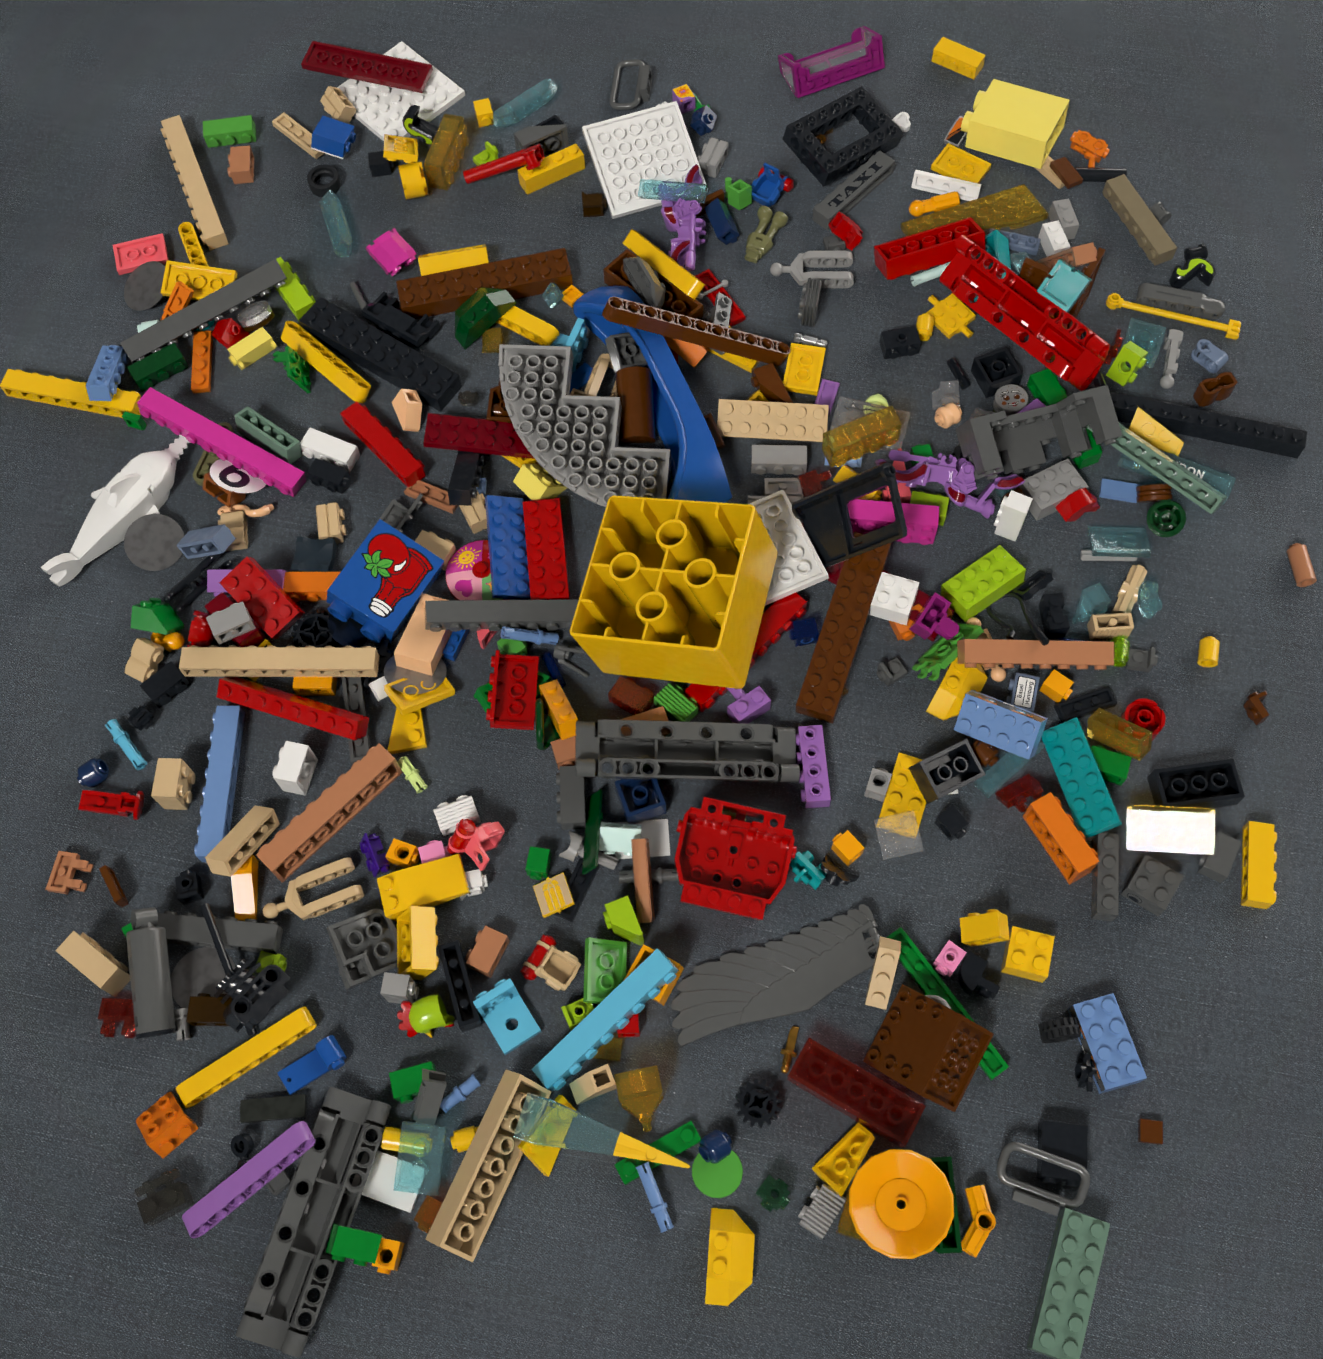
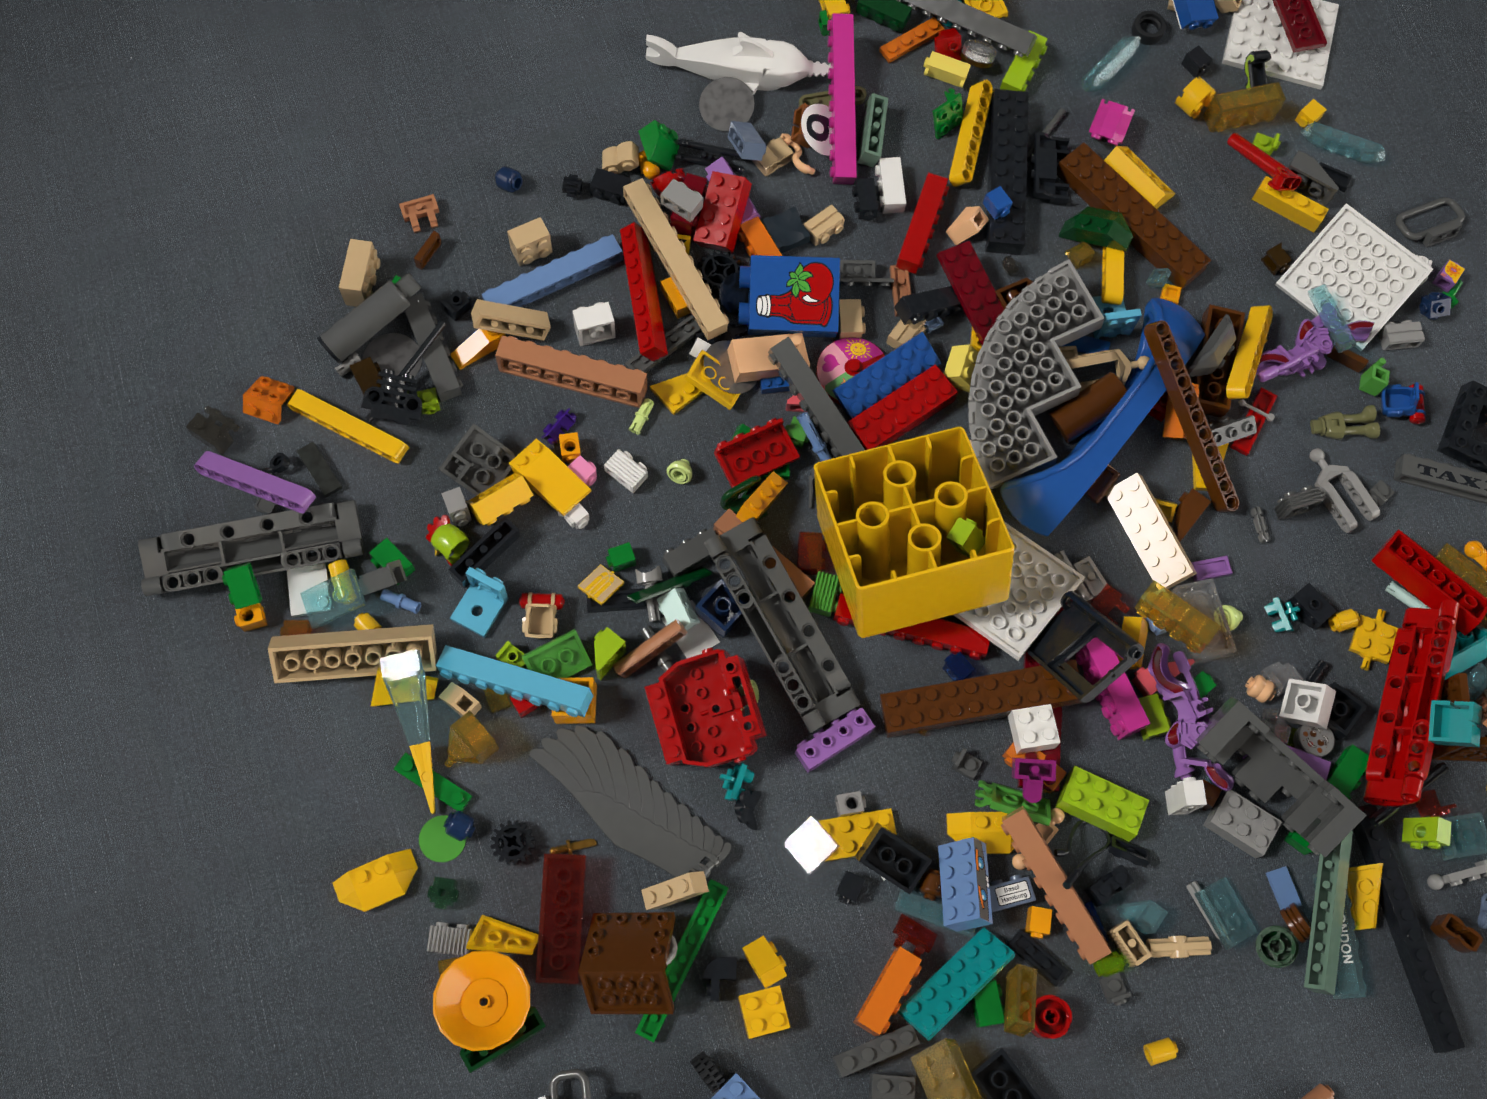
camera: 50 degrees right, 5 degrees up
(112, 803) = (492, 209): red piece -> none
(114, 1011) = (332, 309): clear red plate -> none
(122, 739) = (549, 182): medium azure pin -> none
(311, 879) = (489, 386): tan piece -> none
(325, 1057) = (366, 478): blue door -> none
(400, 148) = (1219, 67): yellow plate -> none
(409, 372) = (997, 203): none -> blue brick
(475, 840) = (609, 496): coral piece -> none
(487, 768) = (680, 471): none -> yellowish green brick
(487, 951) = (525, 558): nougat brick -> none
(553, 669) = (798, 477): clear blue piece -> none
(618, 346) = (1124, 366): dark grey brick -> none
(654, 1197) = (394, 798): medium blue pin -> none
(712, 546) = (966, 536): none -> lime brick
(722, 221) = (1334, 380): dark blue brick -> none
(747, 705) = (858, 655): medium lavender brick -> none
(779, 459) = (1116, 559): light grey brick -> none
(804, 369) = (1226, 533): yellow plate -> none
(846, 230) = (1402, 496): red brick -> none
(847, 847) = (775, 806): light orange brick -> none
(887, 366) = (1284, 623): none -> teal hips
(949, 959) = (722, 944): bright pink brick -> none
(975, 1234) = (494, 1080): light orange piece -> none
(984, 384) = (1307, 703): none -> white brick
(1077, 504) = (1240, 854): red brick -> none
(1149, 599) = (1180, 968): clear light blue dish -> none

